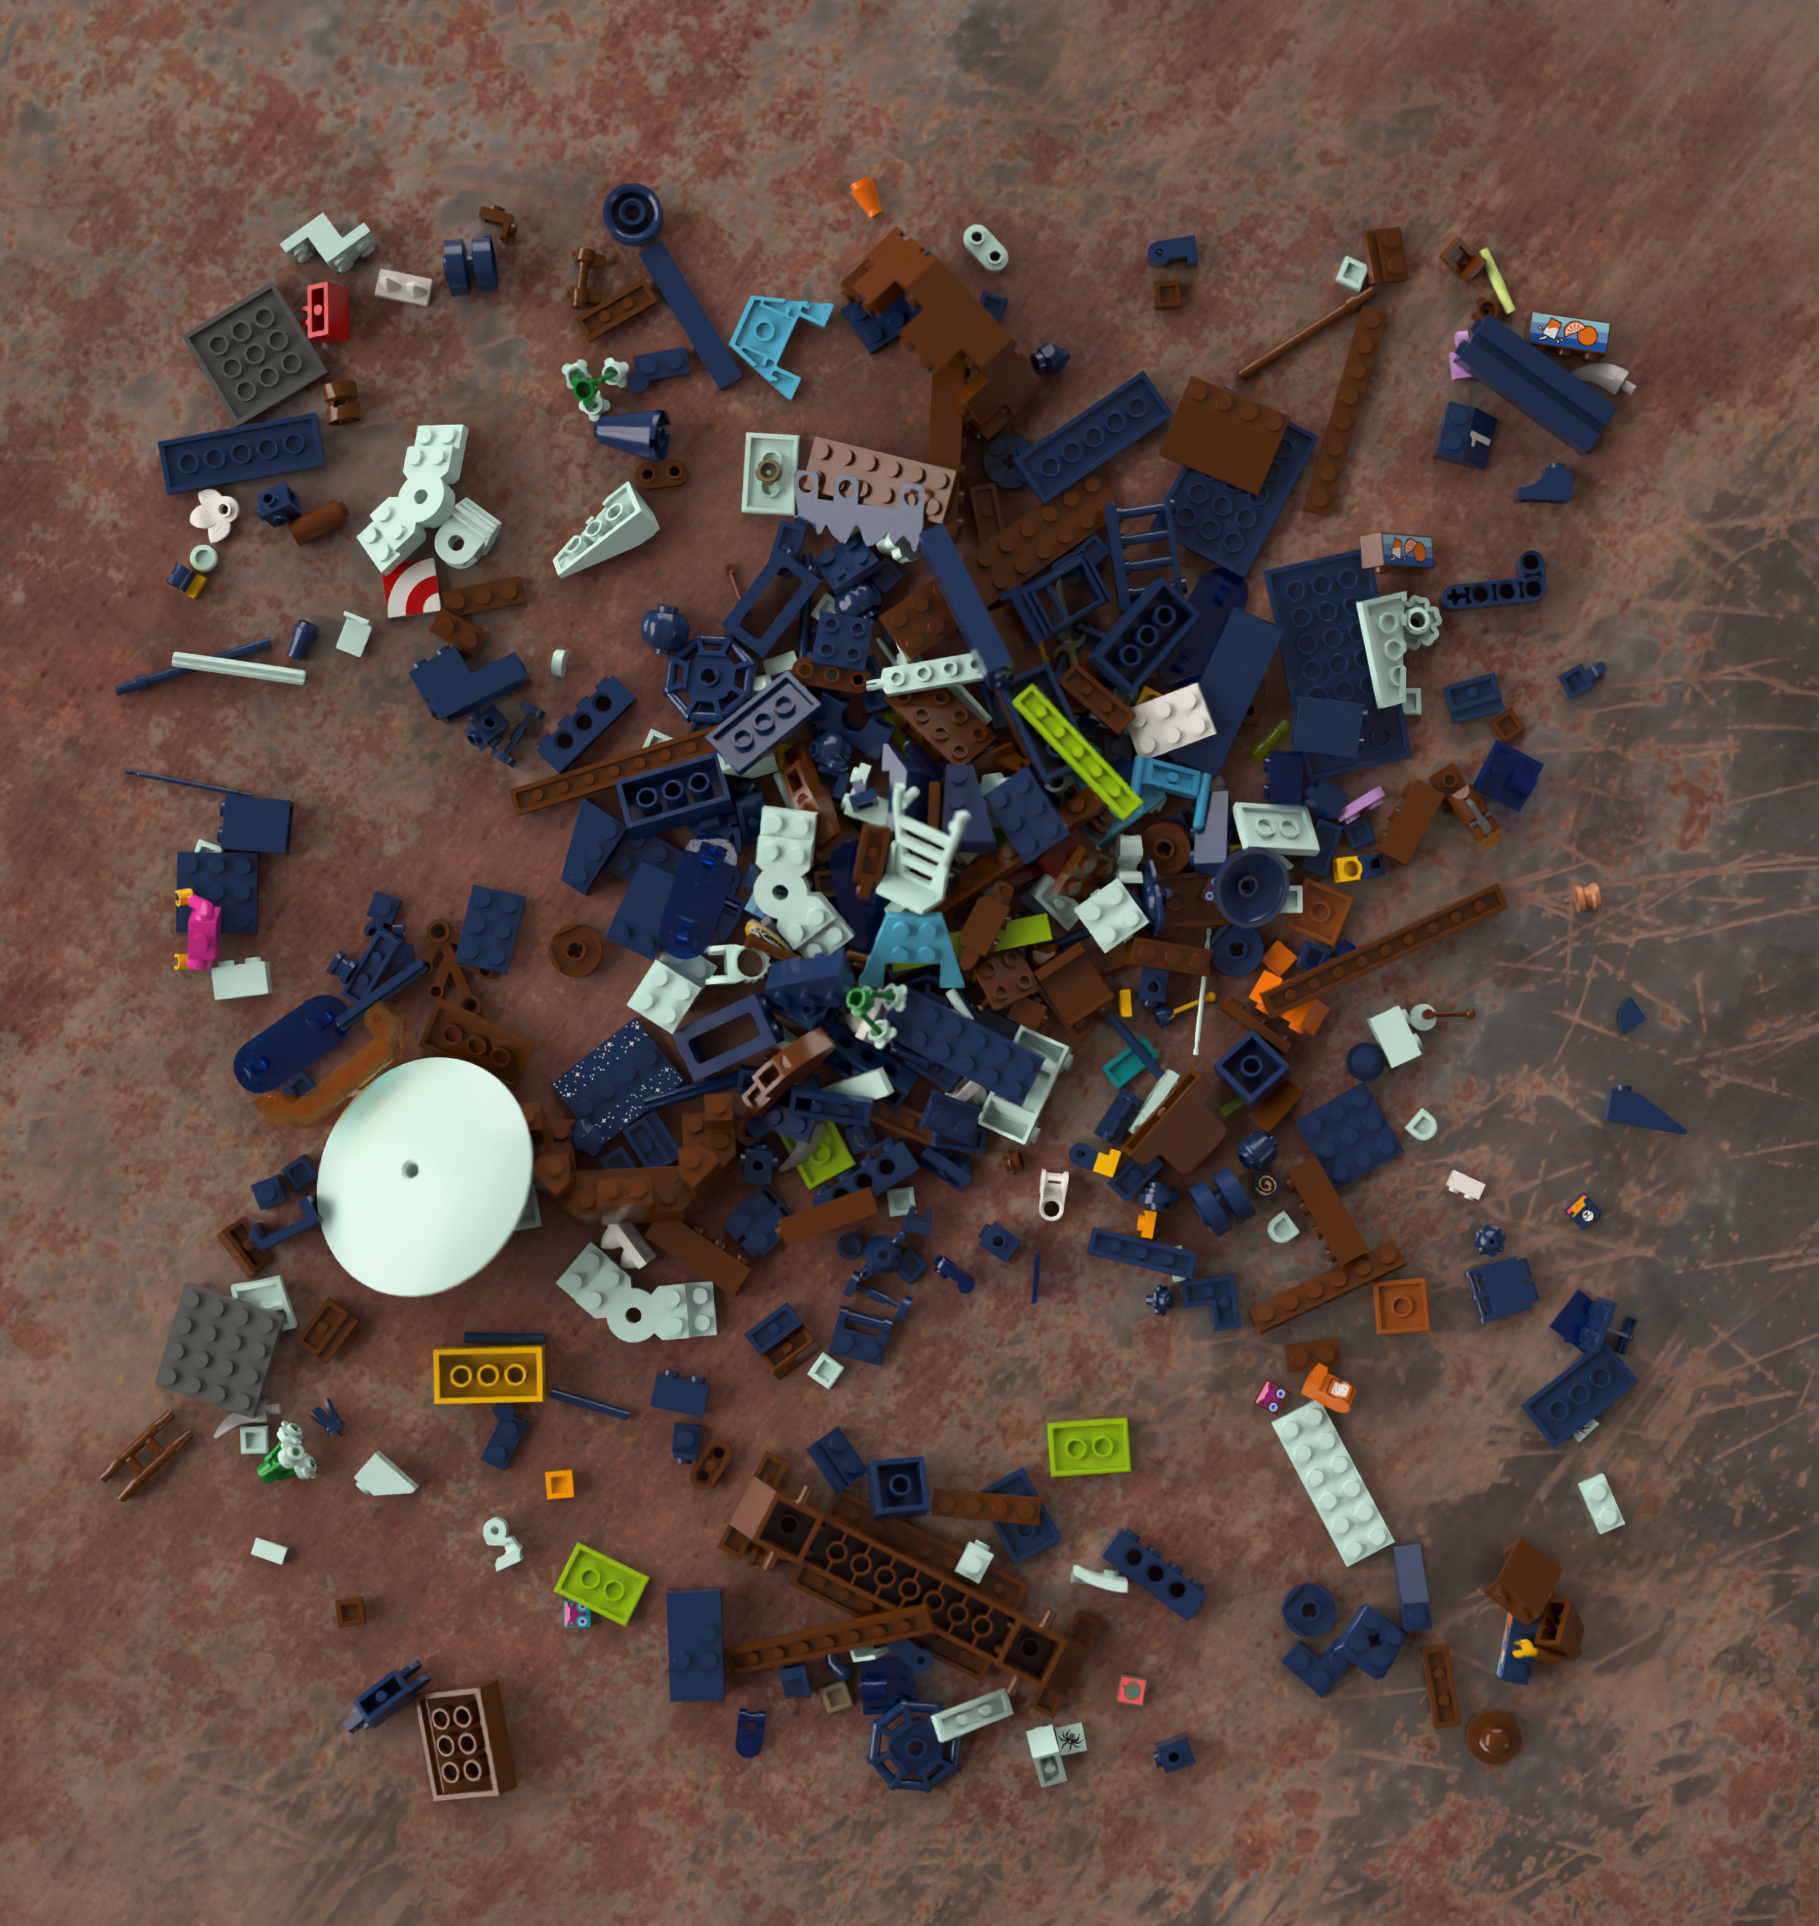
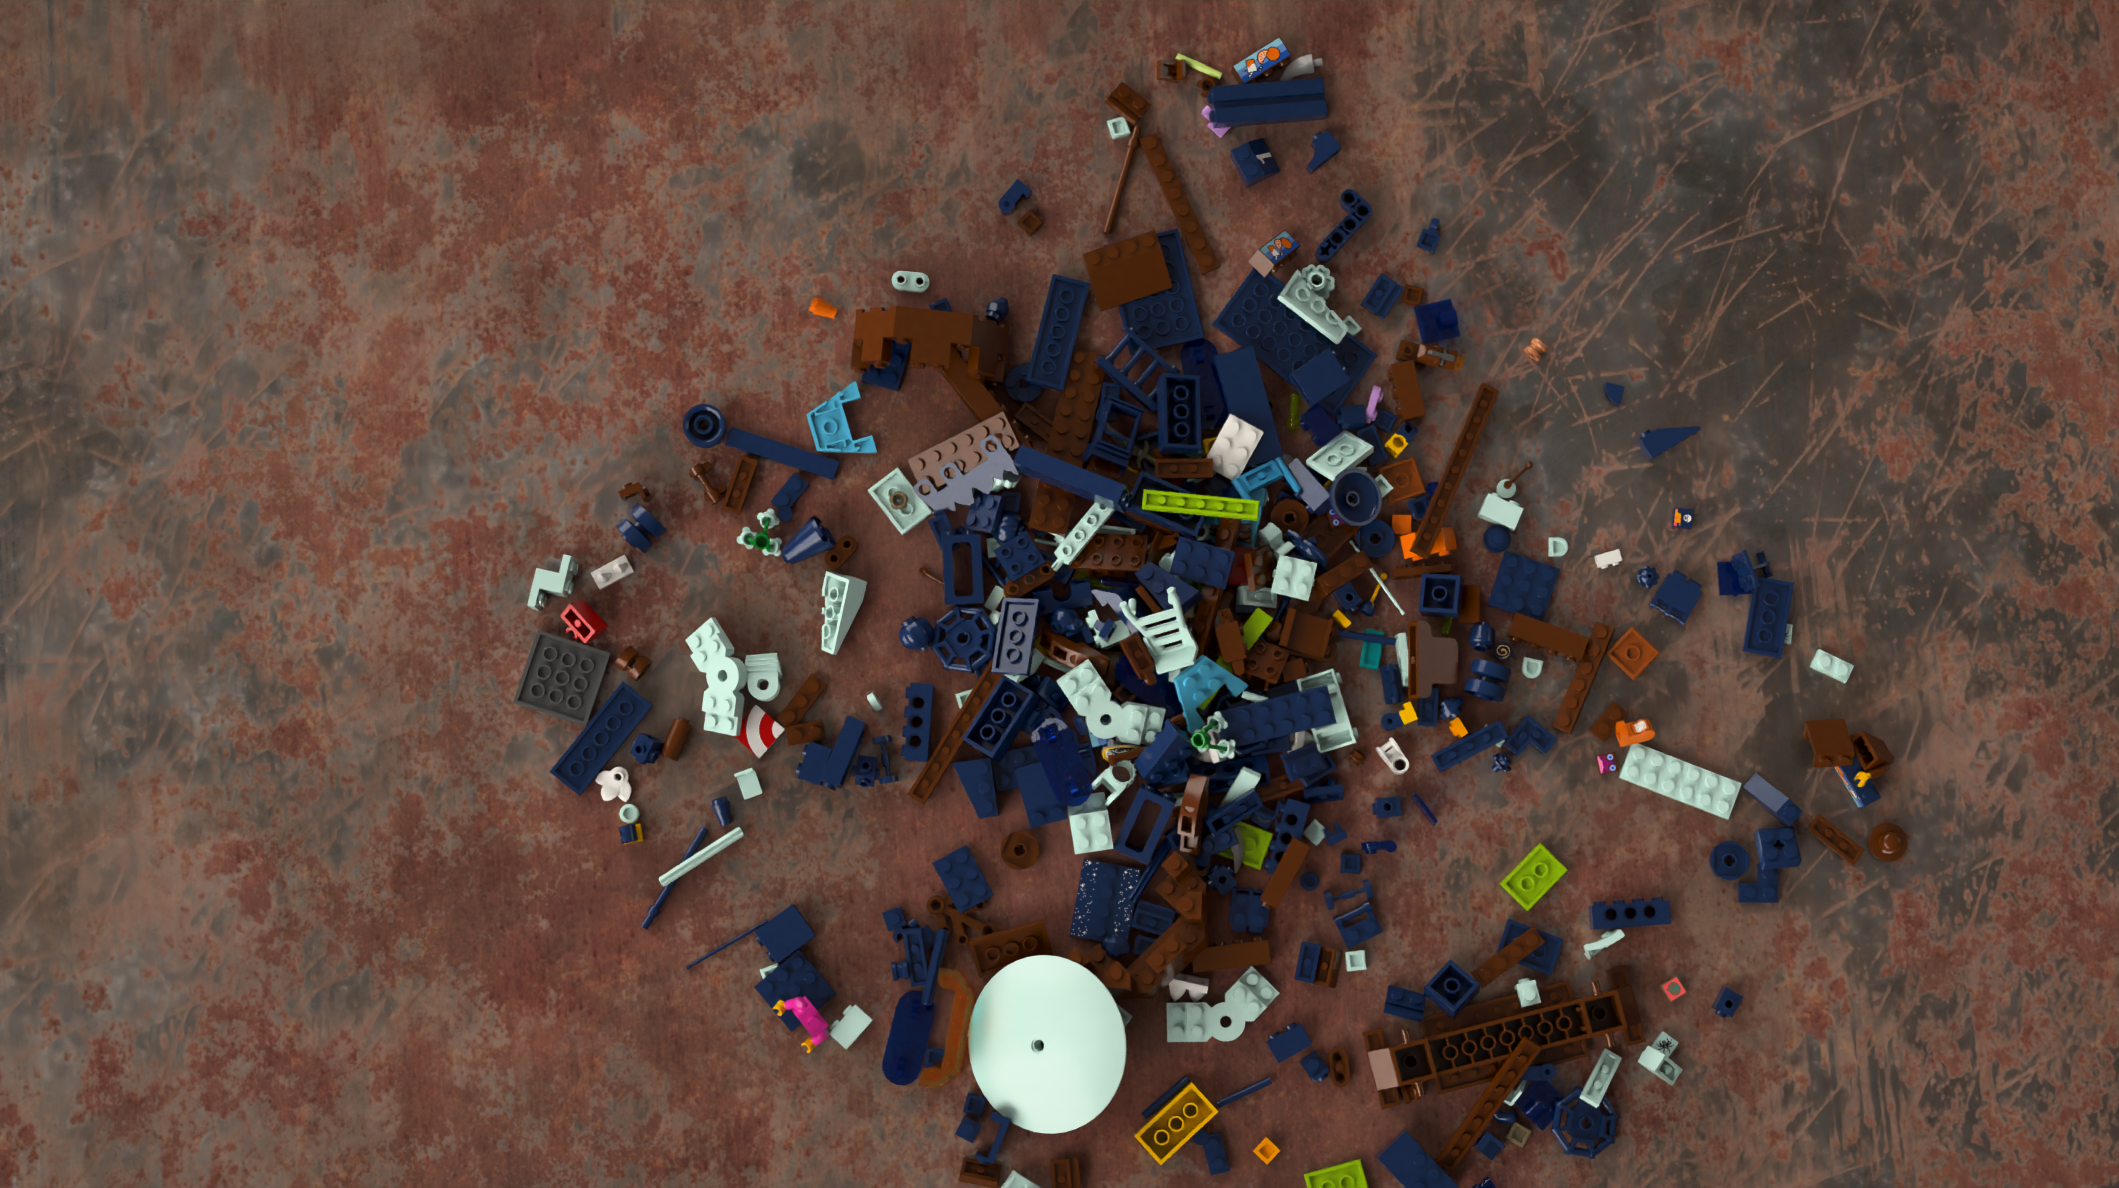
camera: 40 degrees left, 5 degrees down
(883, 1254) = (1331, 869): dark blue piece -> none

